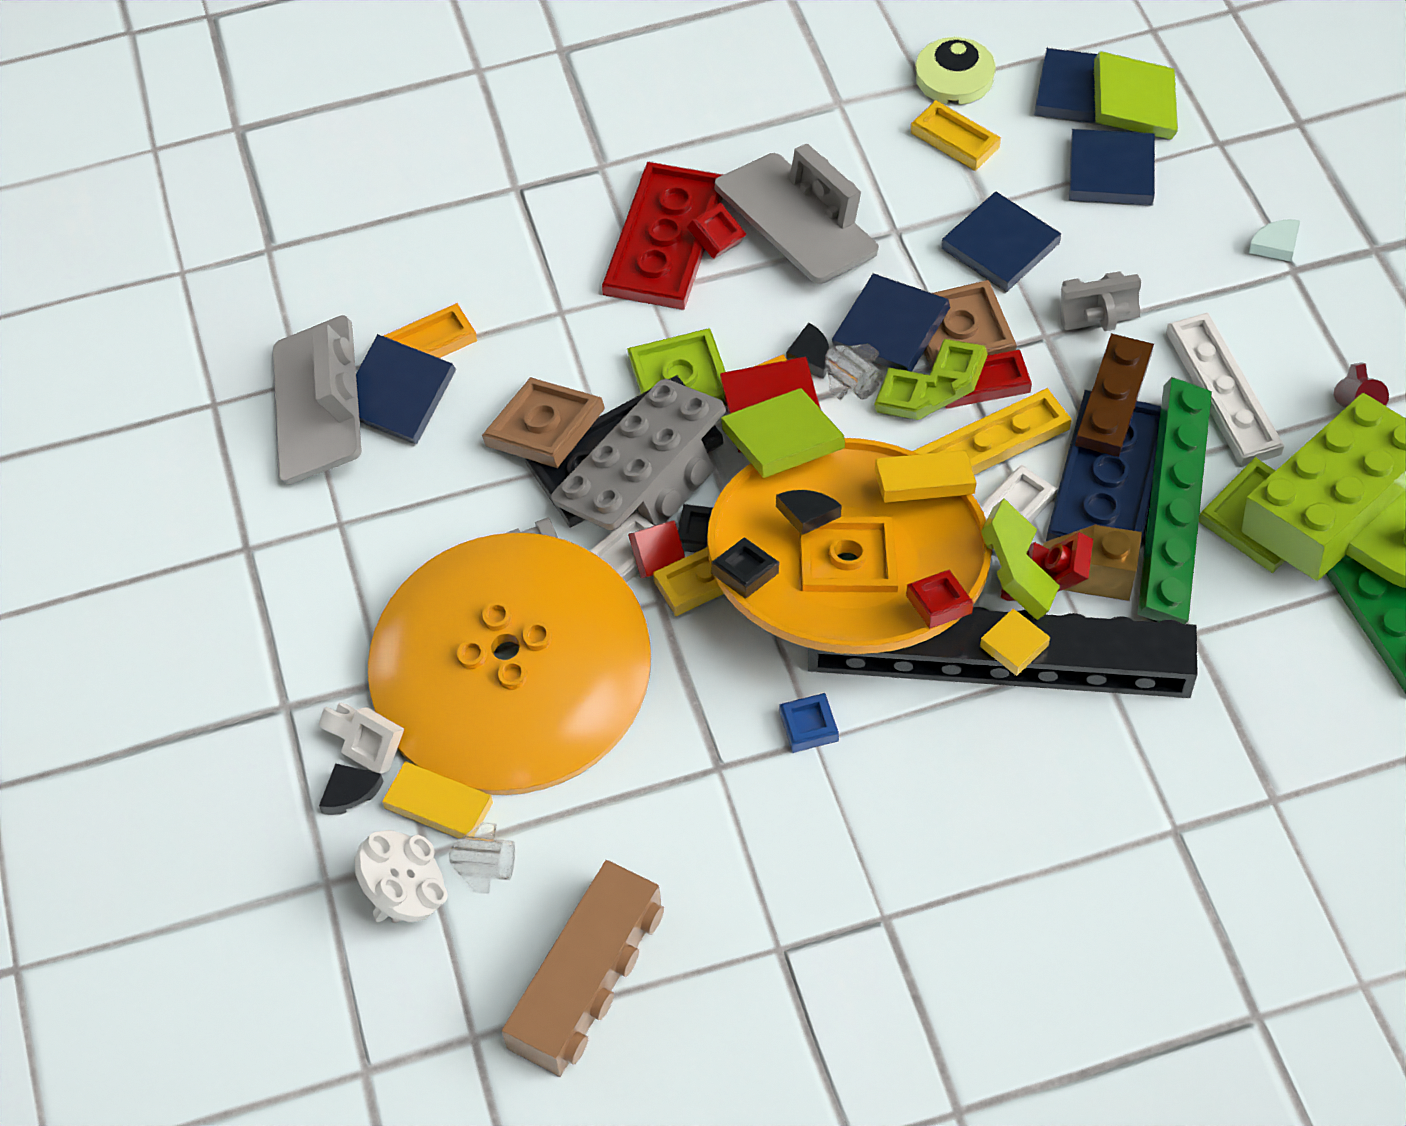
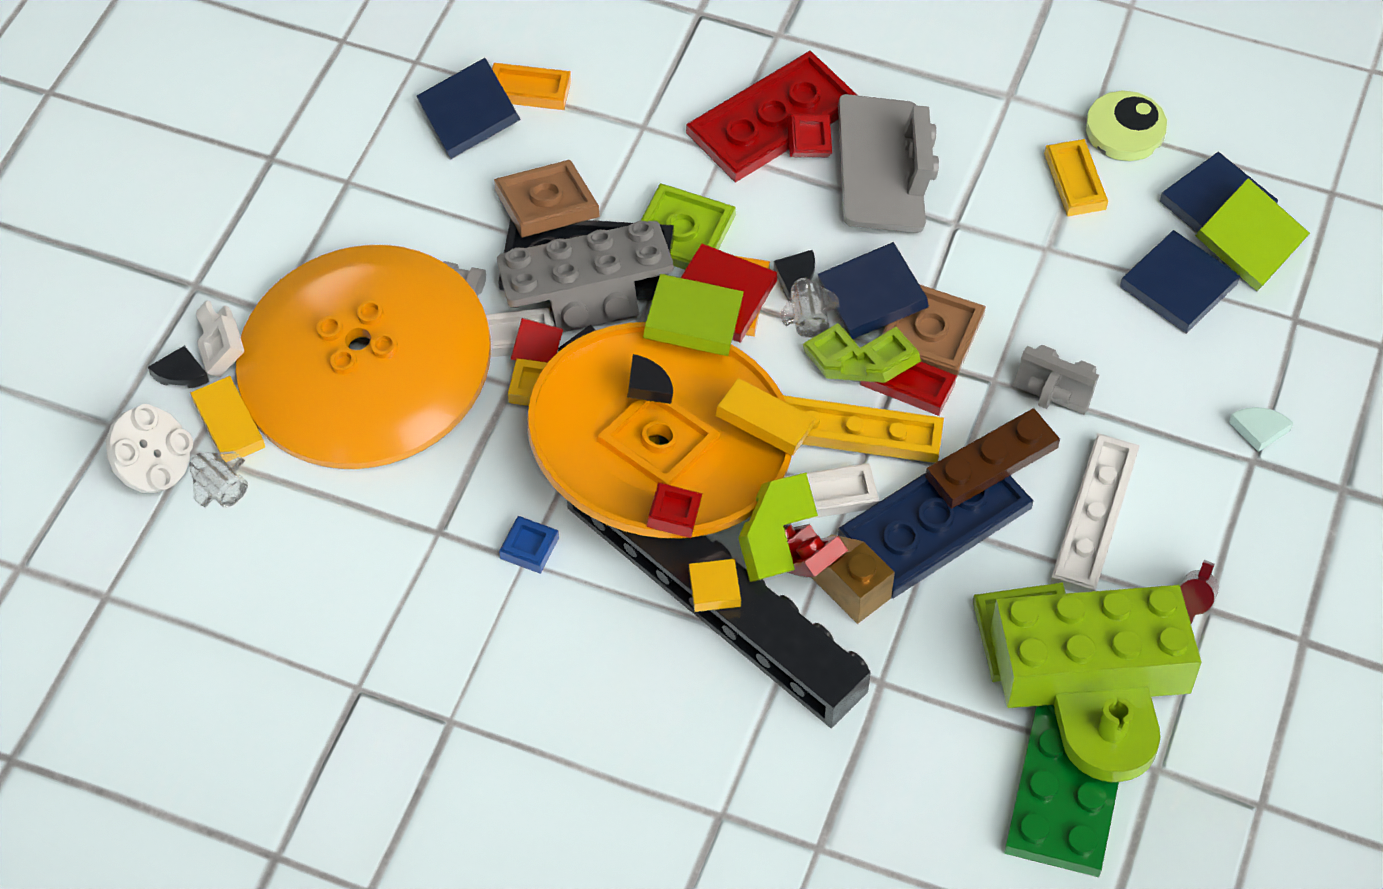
camera: 35 degrees right, 0 degrees up
(316, 400) = (405, 79): light grey bracket -> none
(583, 968) = (209, 600): medium nougat brick -> none
(745, 567) = (556, 391): black tile -> none
(1001, 241) = (1029, 283): dark blue tile -> none
(1175, 502) = (960, 572): green plate -> none

